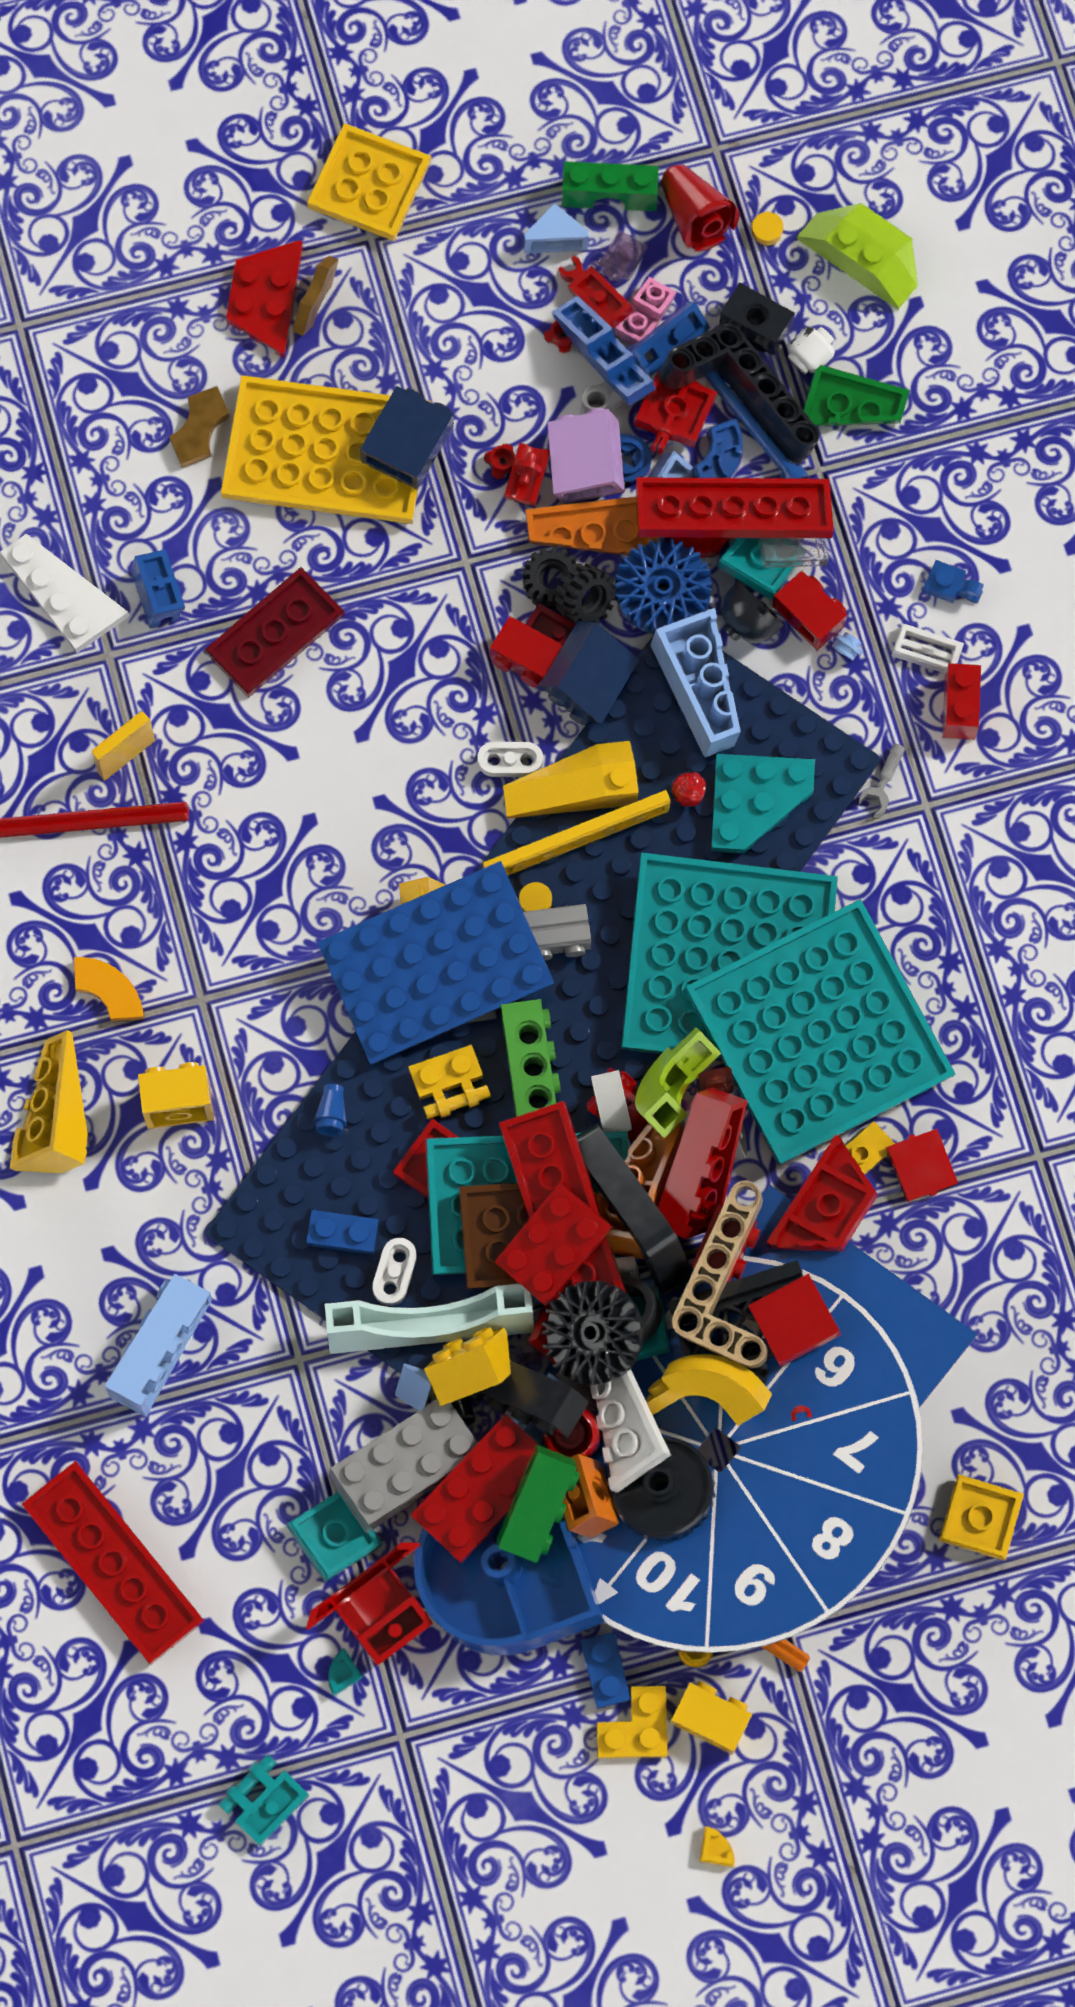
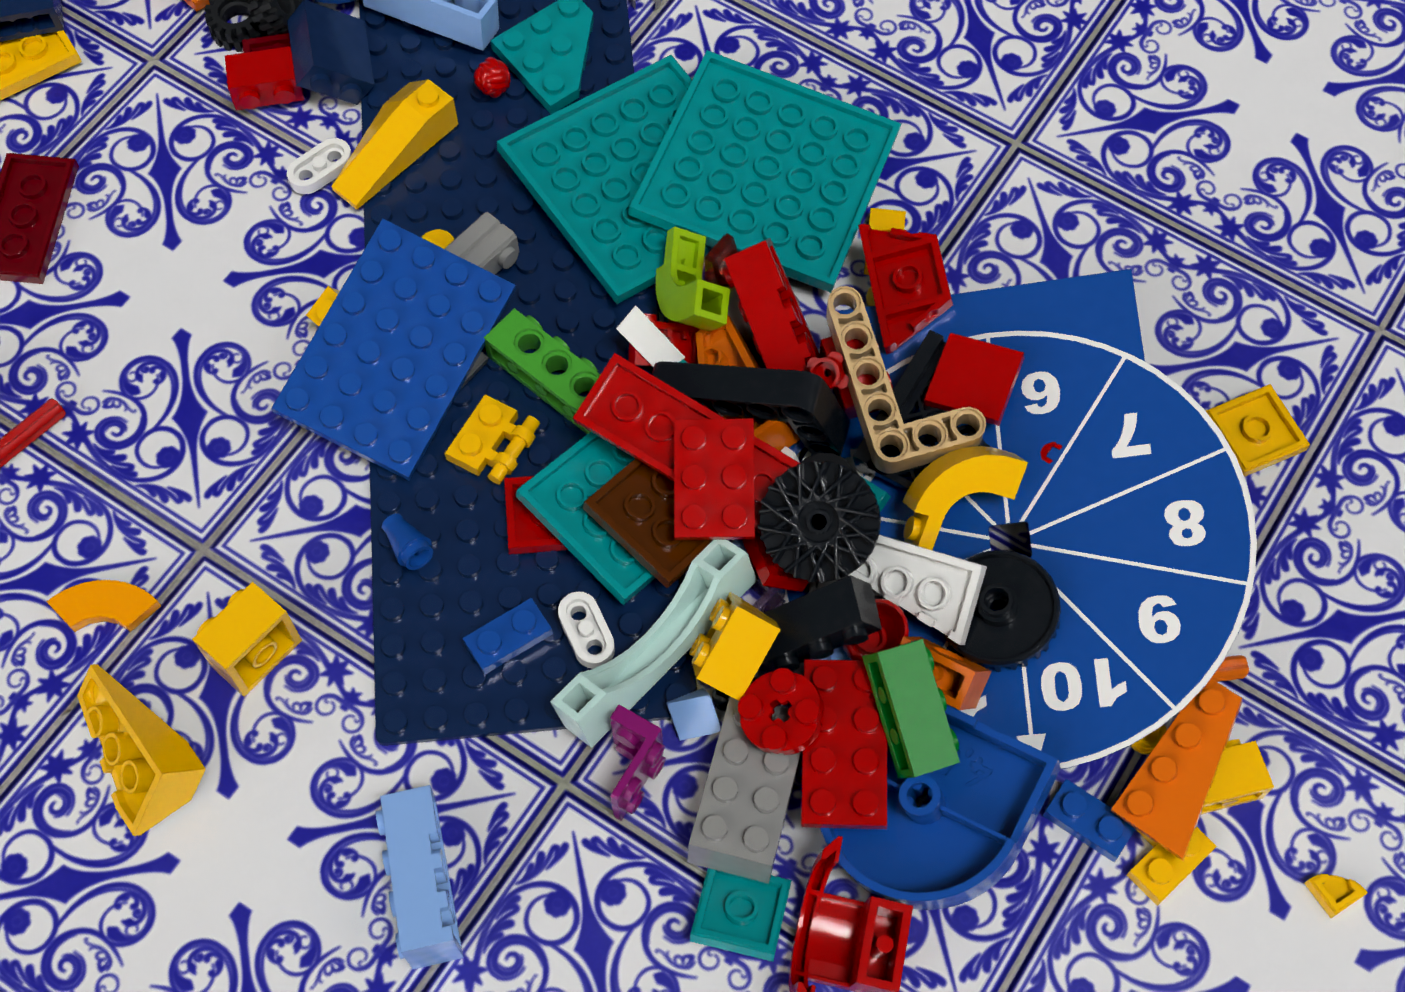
camera: 40 degrees left, 10 degrees down
(357, 1392) = (643, 745): none -> magenta bracket
(445, 1421) = (758, 707): none -> red plate
(583, 833) = (439, 159): yellow tile -> none
(672, 1691) = (1177, 775): none -> orange wing
(686, 1233) = (834, 364): none -> red plate
(921, 1165) = (939, 211): red piece -> none

